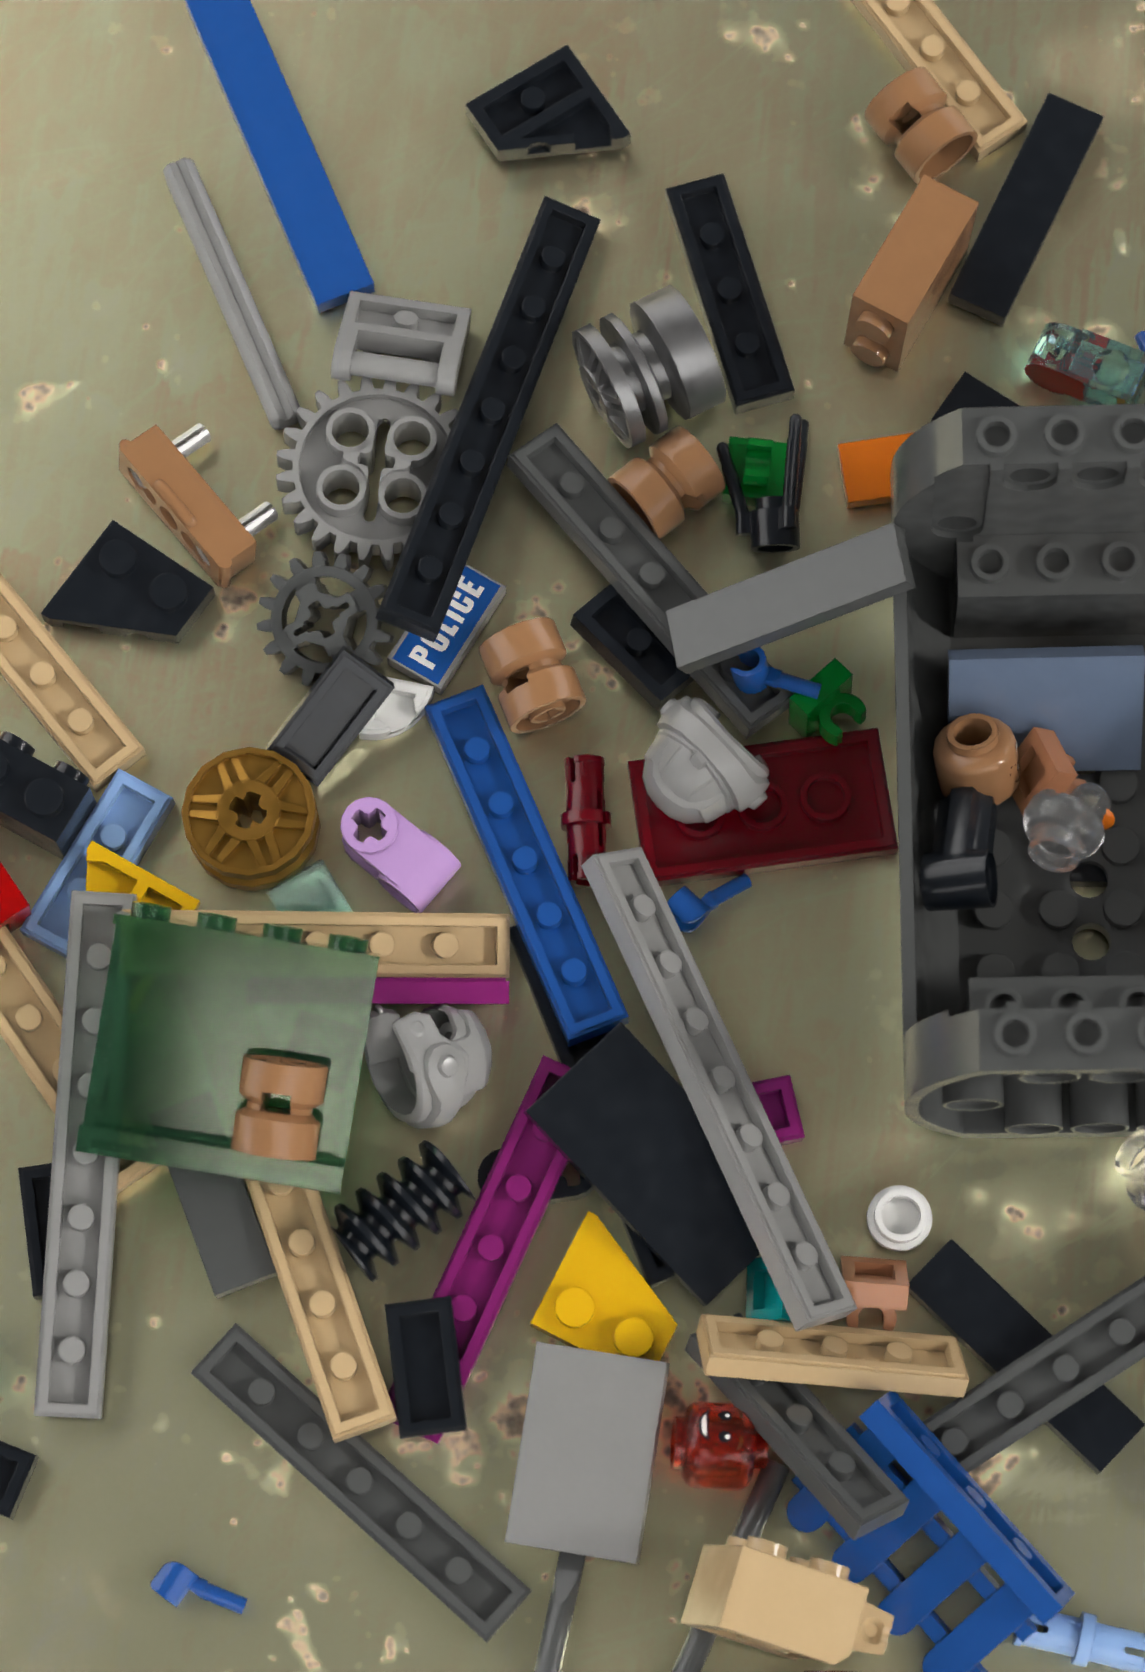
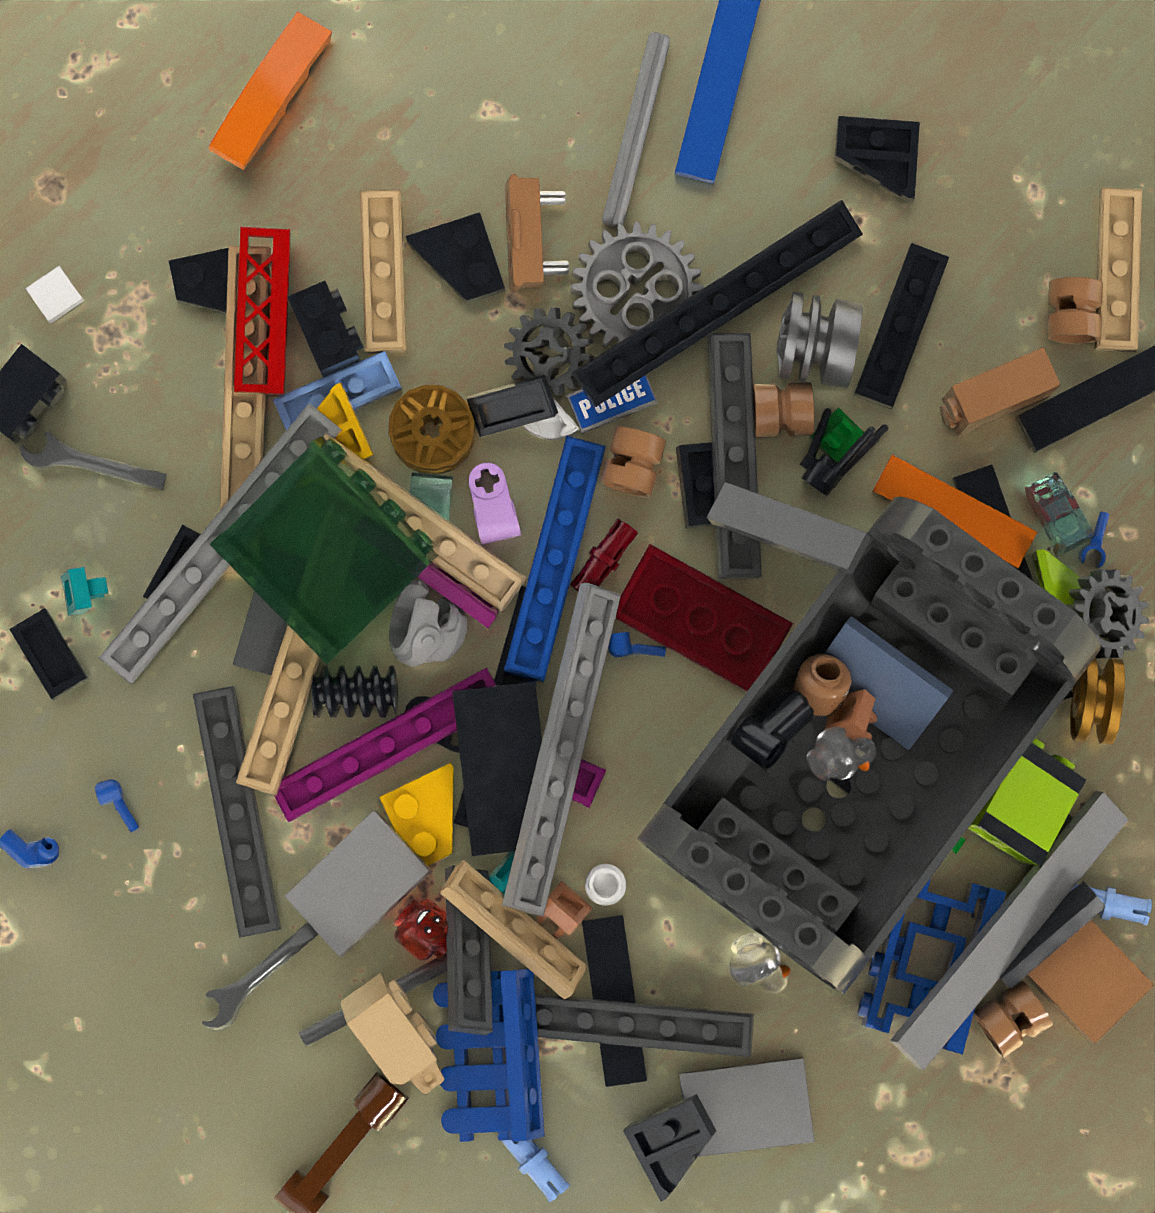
camera: 35 degrees right, 10 degrees up
(277, 1130) = (324, 601): medium nougat wheel -> none
(403, 329) = (709, 219): light grey plate -> none
(426, 1367) = (309, 781): black tile -> none
(699, 767) = (675, 580): light grey helmet -> none
(764, 676) = (751, 555): blue hand -> none
(835, 697) = (774, 587): green tile -> none

